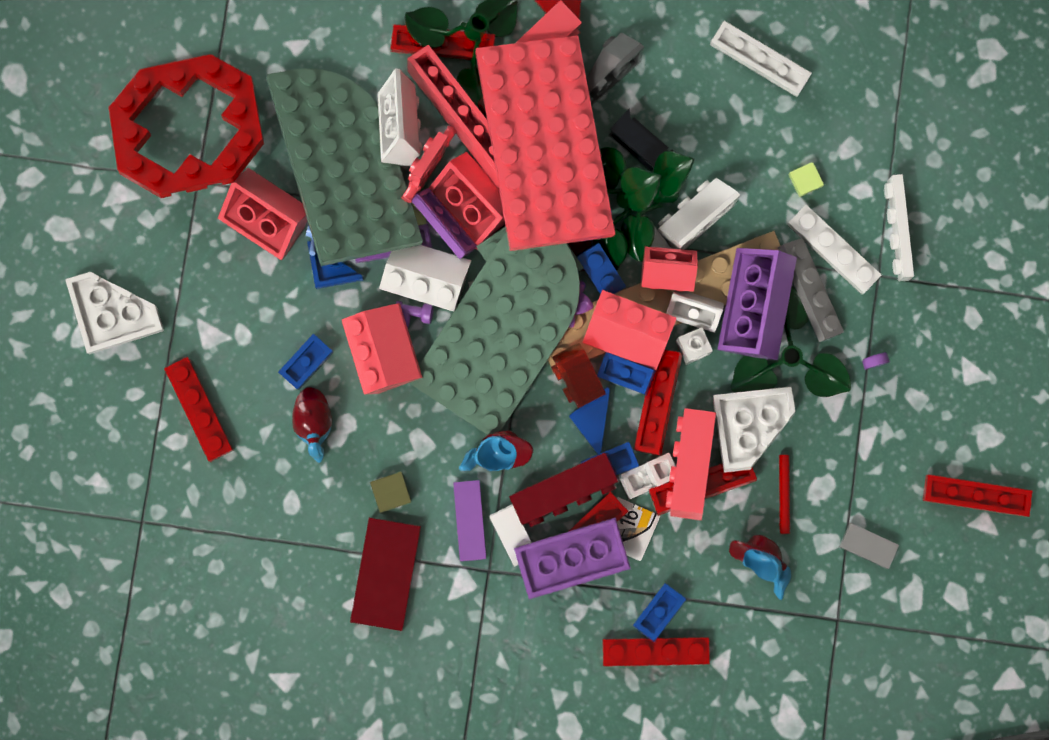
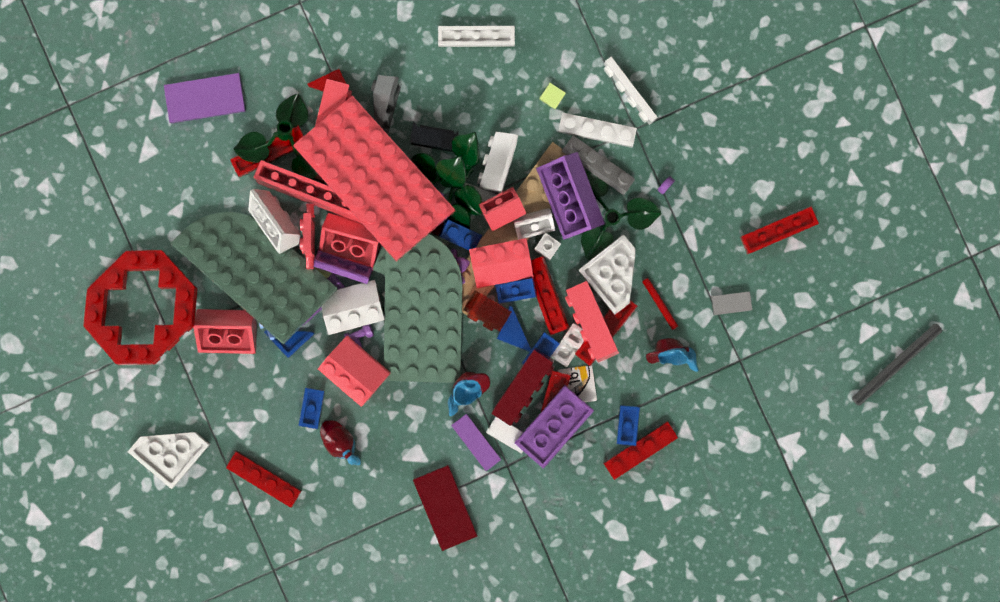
camera: 30 degrees left, 5 degrees up
(390, 492) = (416, 455): olive piece -> none

